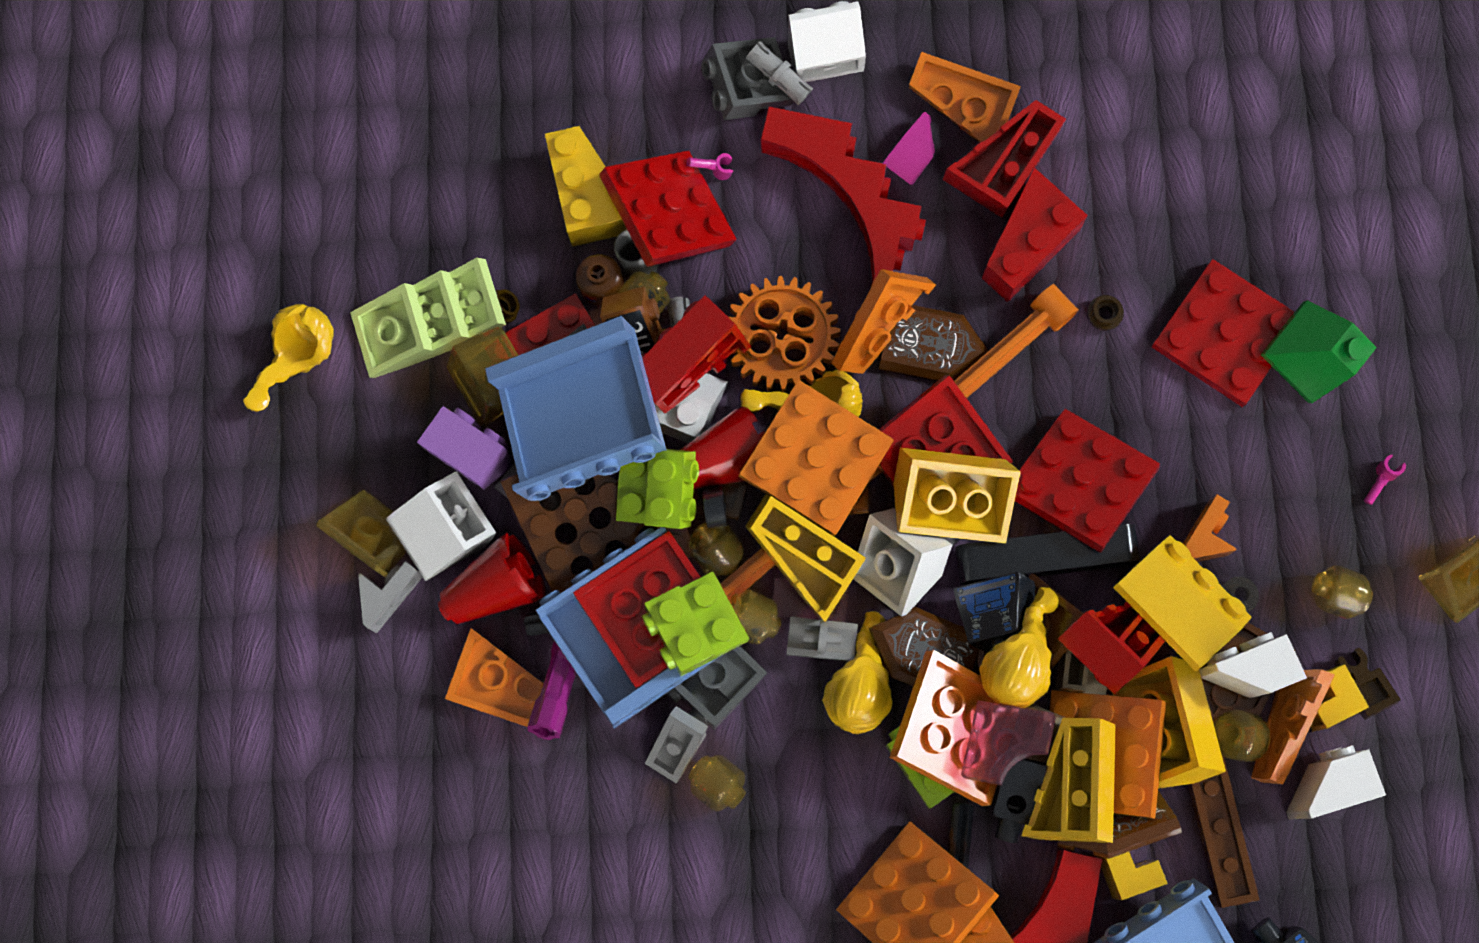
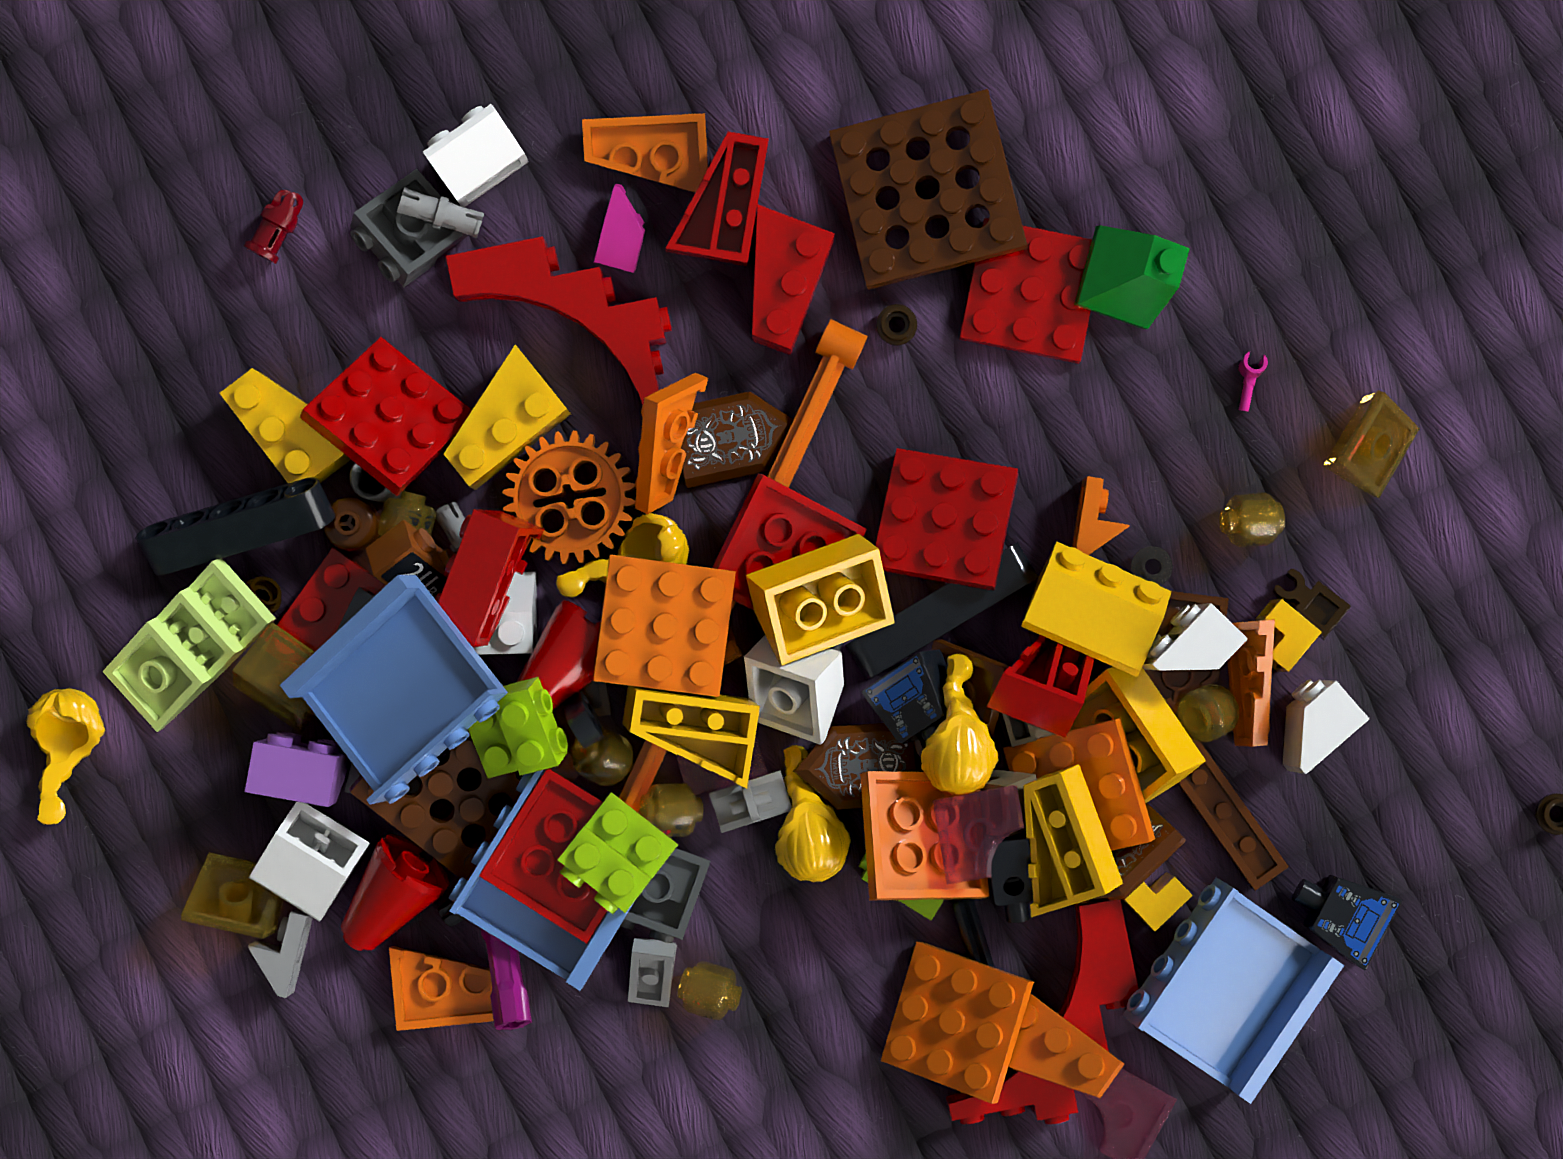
camera: 30 degrees left, 10 degrees up
(509, 239) = (236, 526): none -> black beam
(647, 33) = (277, 221): none -> dark red piece
(714, 165) = (413, 343): dark pink hand -> none
(760, 249) = (504, 421): none -> yellow wedge
(1187, 268) = (962, 243): none -> reddish brown piece

